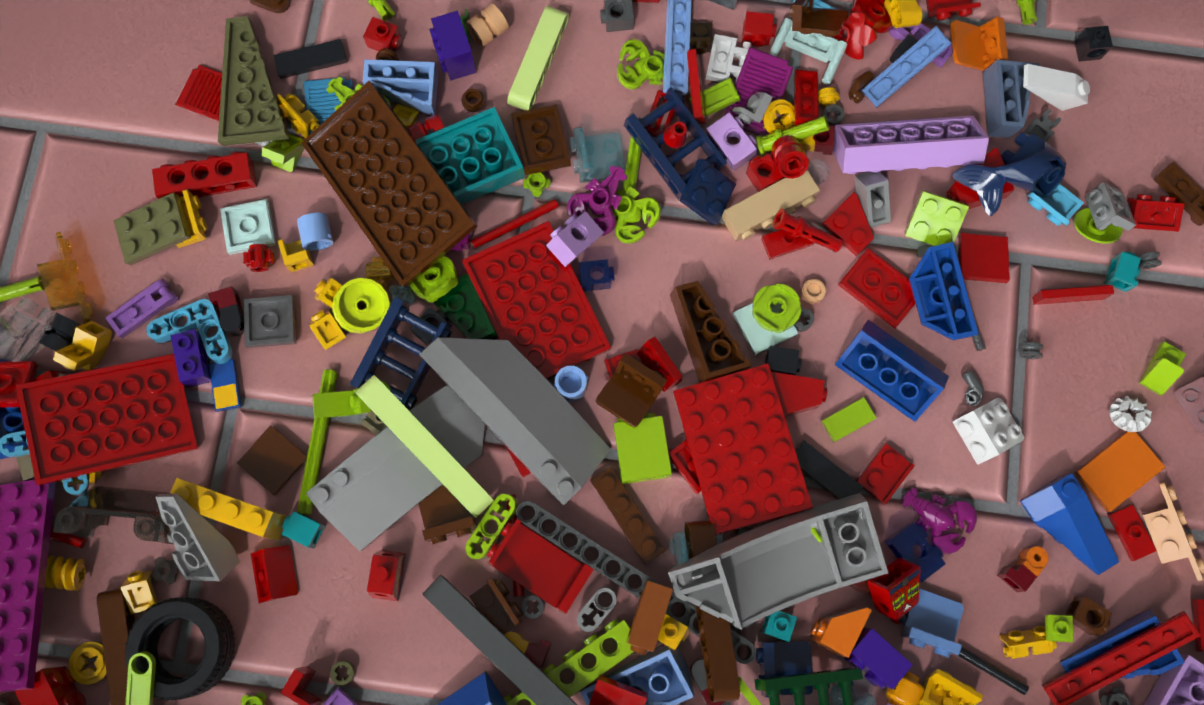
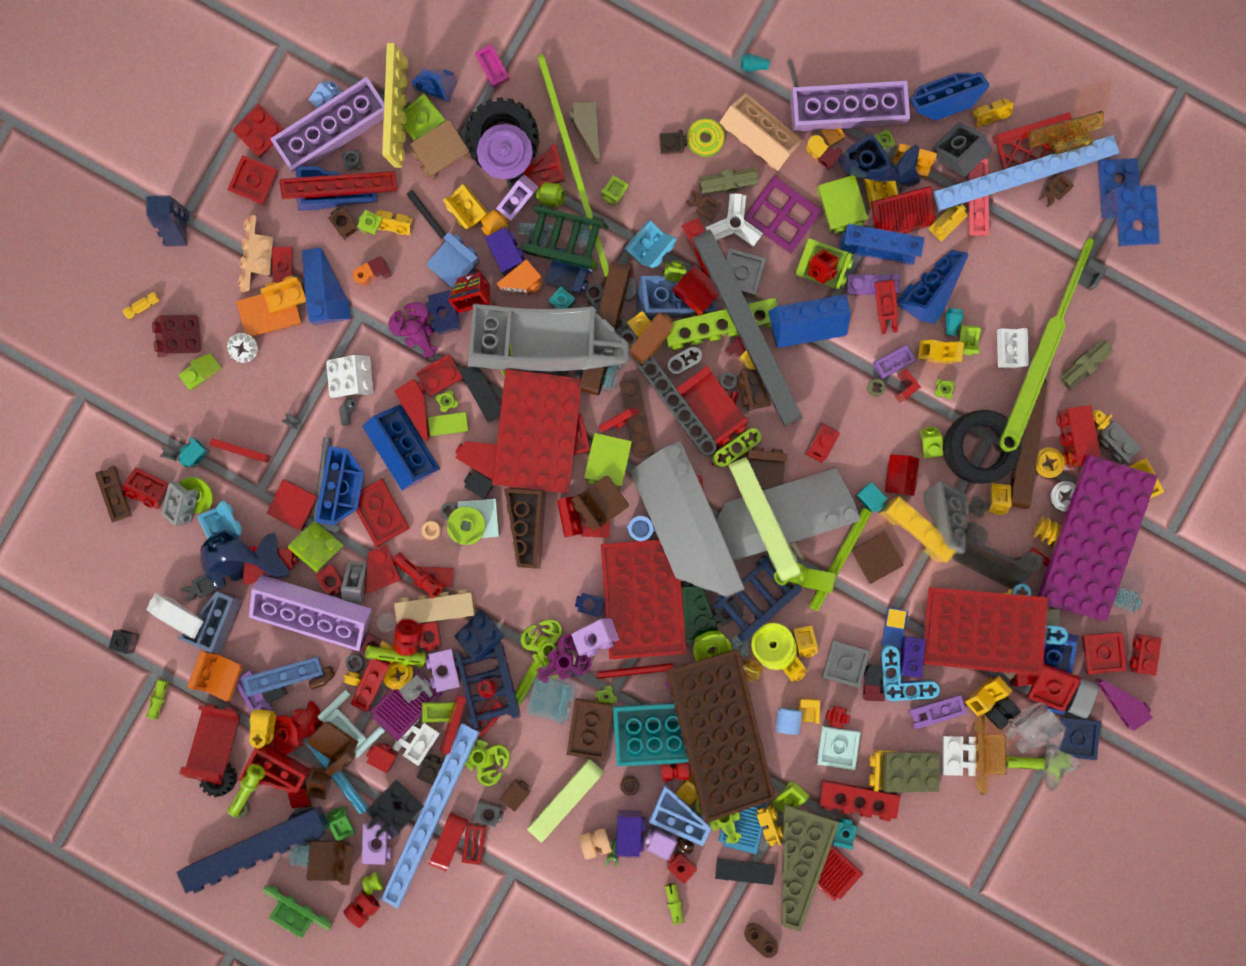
camera: 155 degrees left, 10 degrees up
(47, 633) = (1056, 496): none -> white gear
(109, 268) = (953, 755): none -> white plate
(208, 127) = (845, 842): none -> teal brick
(249, 629) = (931, 442): none -> lime bracket
(414, 45) = (660, 842): none -> lavender brick
(595, 43) = (515, 794): none -> reddish brown brick
(647, 501) = (619, 420): none -> red plate
(870, 446) = (445, 406): none -> lime plate
(898, 426) = (415, 404): none -> red slope
(910, 188) = (322, 578): none -> red brick
(1116, 496) = (284, 294): none -> light orange bracket

